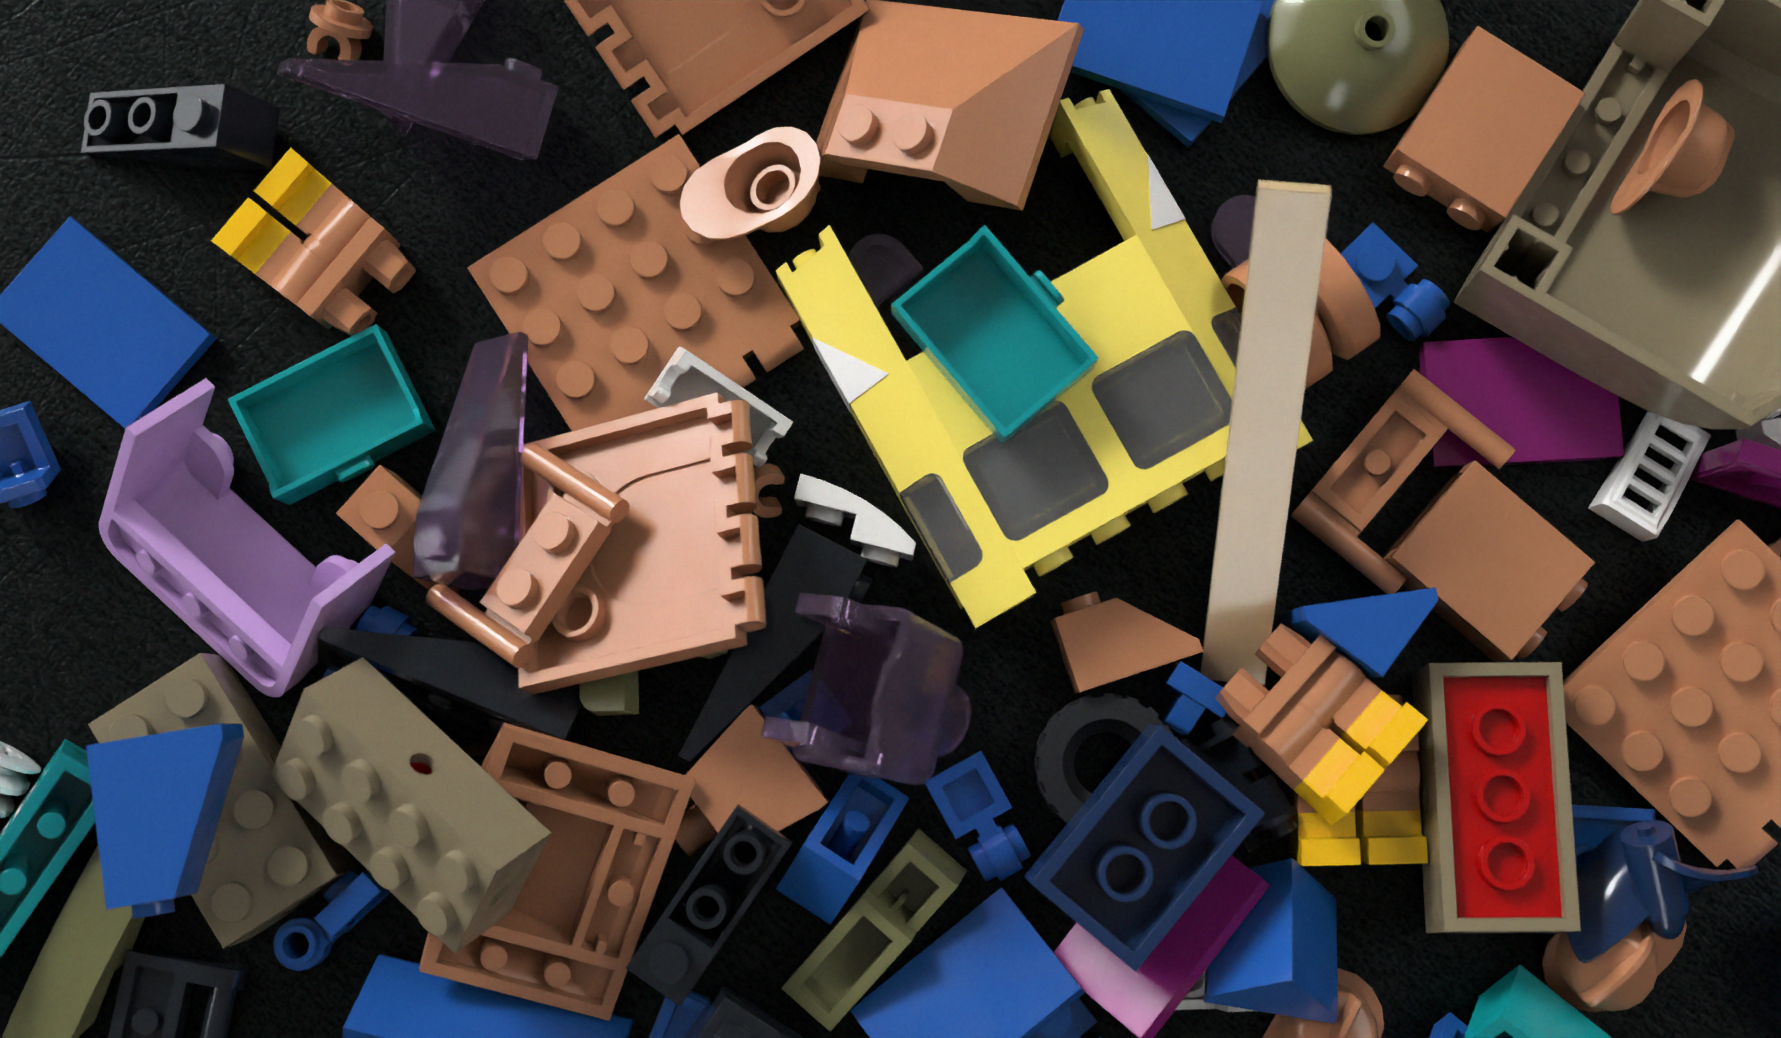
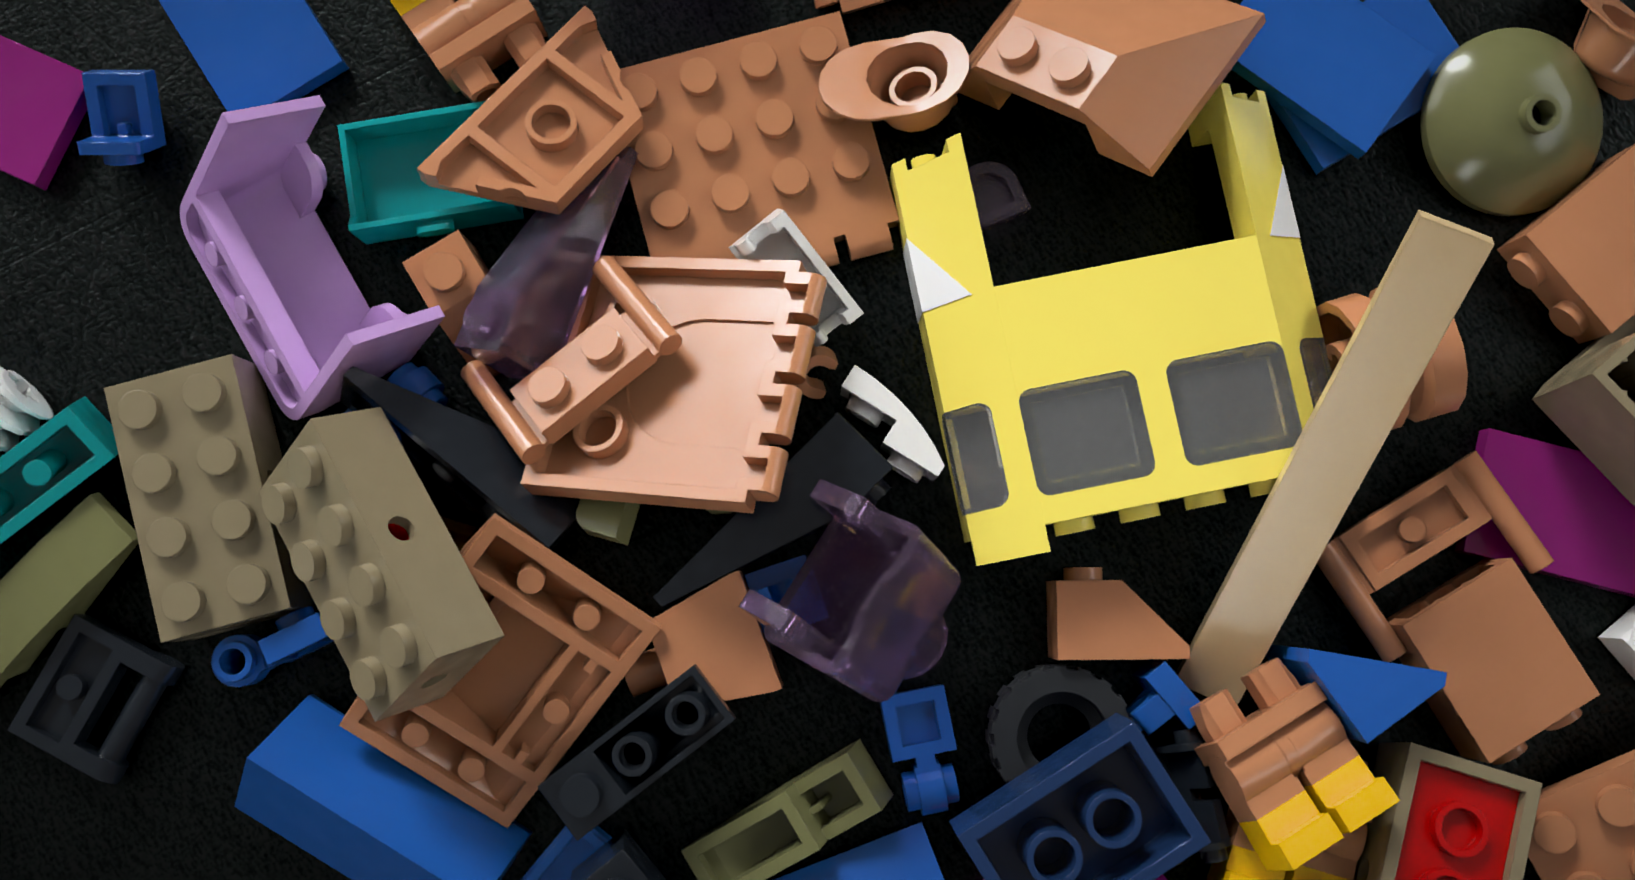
camera: 15 degrees right, 0 degrees up
(159, 811) = (136, 494): blue slope -> none
(430, 340) = (543, 127): none -> nougat wing
(842, 845) = (782, 734): blue slope -> none
(995, 334) = (1091, 286): teal container -> none
(1233, 228) = (1347, 266): clear purple tile -> none
(1382, 271) = (1490, 392): blue plate -> none

